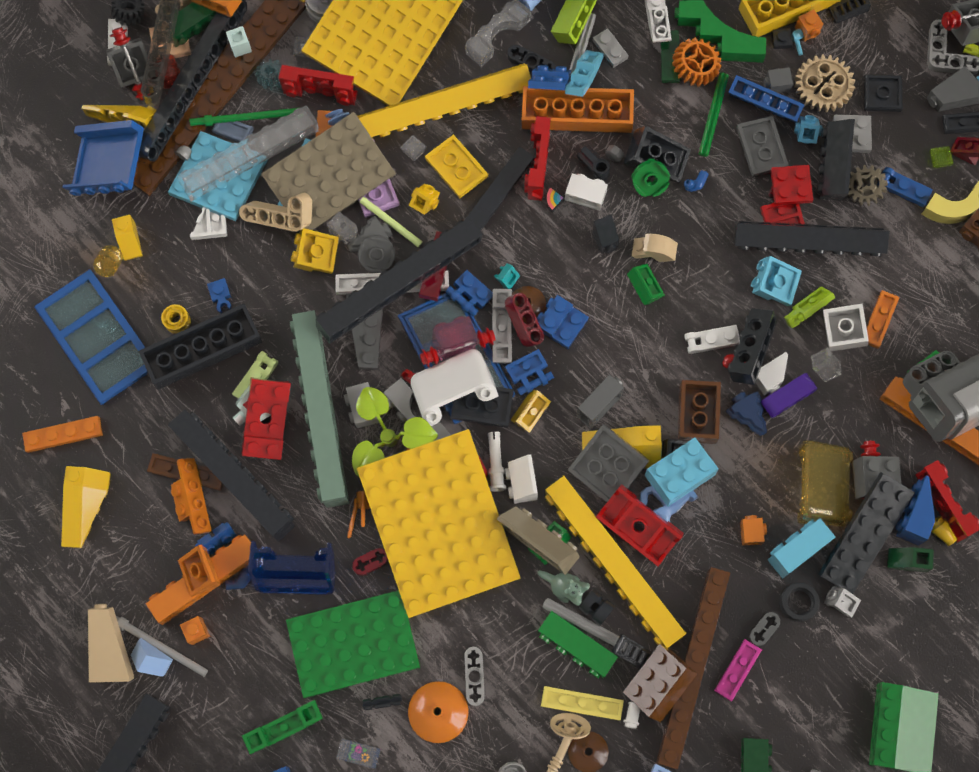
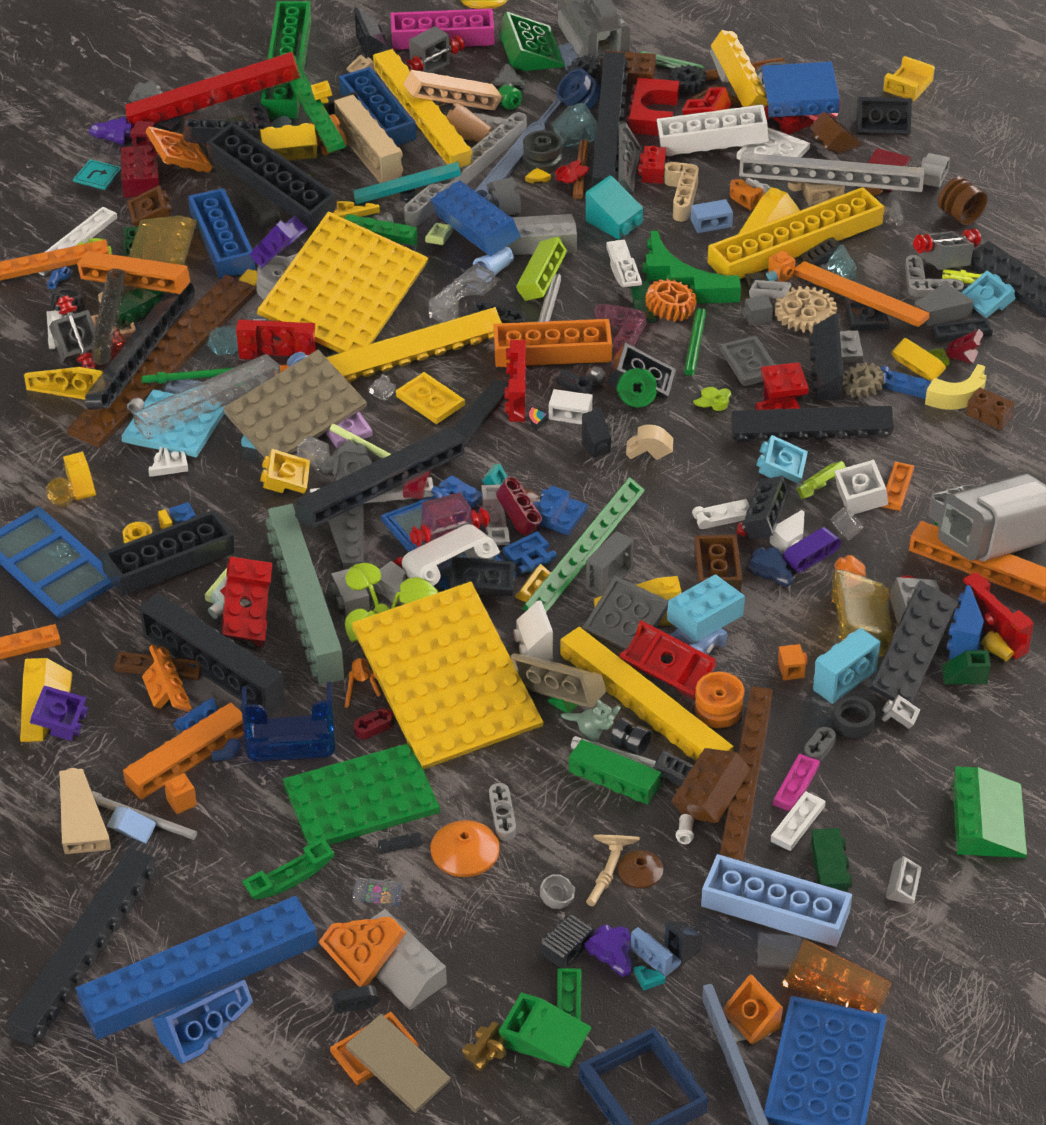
camera: 10 degrees left, 30 degrees down
(94, 527) = (59, 712): none -> dark purple plate
(106, 157) = (53, 408): blue panel -> none
(198, 571) = (183, 730): orange slope -> none
(202, 305) = (164, 519): none -> yellow tile
(238, 41) = (189, 312): light aqua panel -> none
(273, 215) = (240, 439): tan beam -> none
(424, 198) = (399, 421): yellow brick -> none
(496, 471) = (503, 630): white pin -> none
(550, 78) = (513, 314): blue plate -> none
(579, 373) = (586, 545): none -> plate
(582, 703) = (627, 825): light yellow tile -> none
(584, 73) = (556, 311): medium azure slope -> none
(610, 47) = (579, 300): light grey plate -> none
(645, 284) = (644, 476): green slope -> none
(654, 88) = (632, 321): none -> clear pink beam
(672, 582) = (719, 699): none -> orange wheel
(693, 185) = (688, 394): blue arm -> none
(722, 188) = (713, 397): none -> lime plate
(733, 717) = (798, 821): none -> white plate
(766, 99) = (747, 322): blue brick -> none
(795, 52) = (769, 288): none -> light grey slope
(808, 129) = (796, 334): dark azure brick -> none
(820, 428) = (850, 564): none -> orange head
(869, 24) = (842, 262): none -> clear light blue slope
(881, 69) = (861, 294): none -> orange tile
(923, 163) = (918, 360): none -> yellow beam

